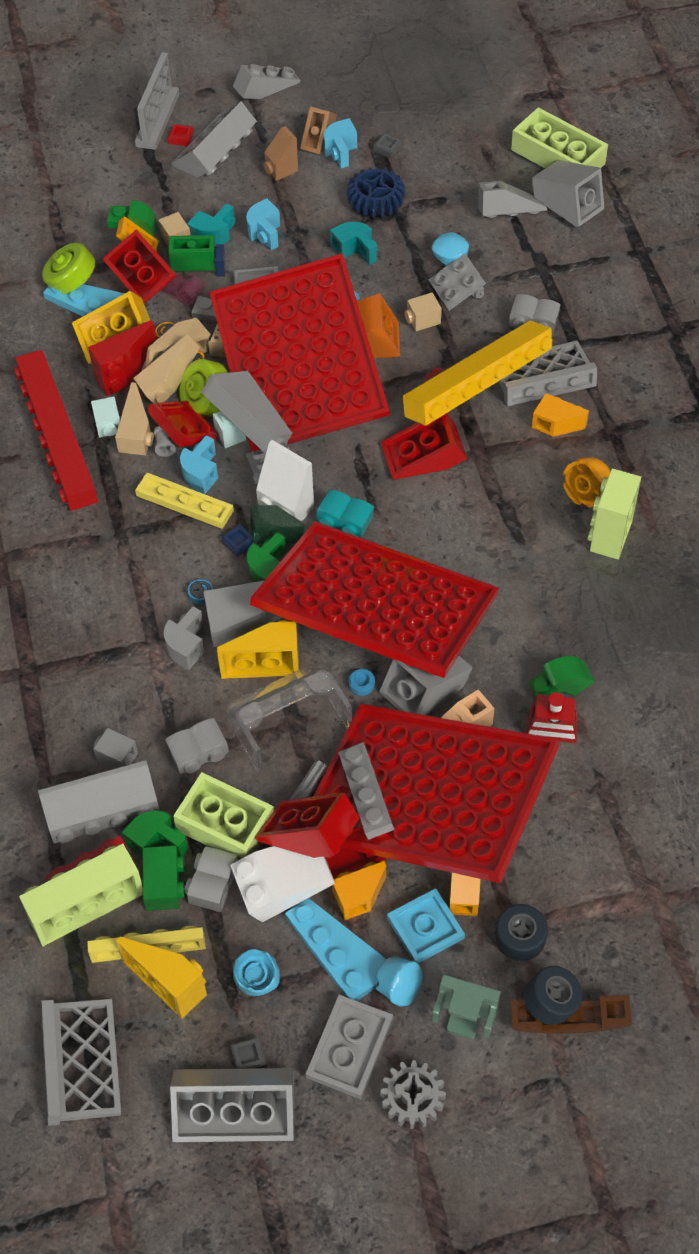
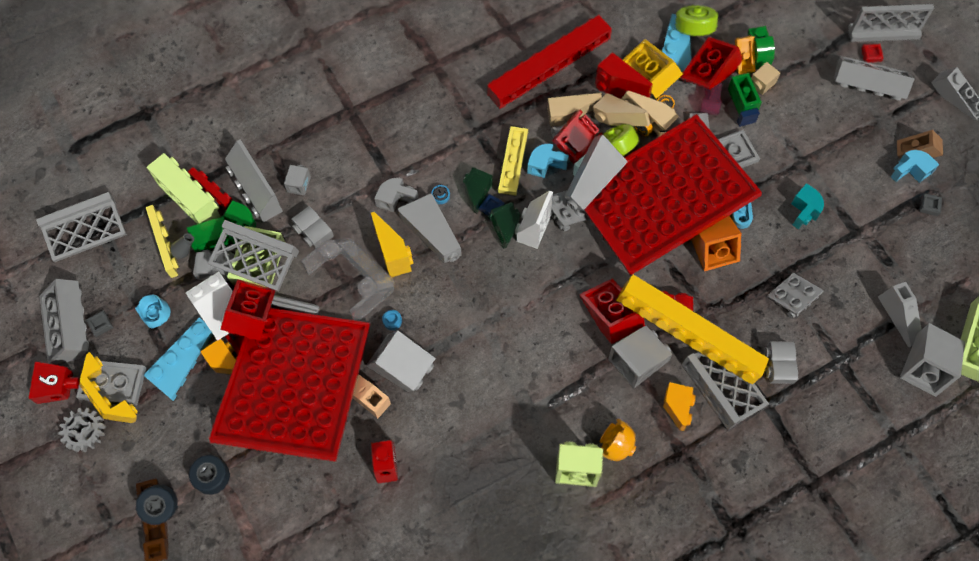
camera: 75 degrees right, 10 degrees up
(106, 416) = (570, 86): light aqua brick -> none
(166, 974) = (136, 254): yellow slope -> none
(172, 912) = (181, 247): none -> dark grey cone
(210, 546) = (477, 187): none -> clear green slope
(211, 790) = (257, 239): none -> light grey fence
(218, 225) = (777, 103): teal brick -> none
(262, 223) = (799, 132): medium azure brick -> none
(265, 559) = (472, 224): green brick -> none
(281, 155) = (874, 127): medium nougat slope -> none
(326, 1129) = (51, 383): none -> red torso
(331, 1058) = (120, 412): none -> yellow slope
(345, 513) = (532, 269): teal brick -> none
(366, 791) = (286, 340): light grey plate -> none
(375, 192) = (862, 211): dark blue gear -> none
(376, 598) = (451, 309): red plate -> none
(399, 980) = (159, 401): medium azure hair -> none
(423, 312) = (751, 275): tan brick -> none
(425, 926) = (201, 409): medium azure plate -> none
(449, 247) = (828, 279): medium azure hair -> none
(467, 1005) = (142, 445): sand green panel -> none
(492, 436) = (639, 355): none -> light grey slope
(562, 675) = (423, 460): green brick -> none

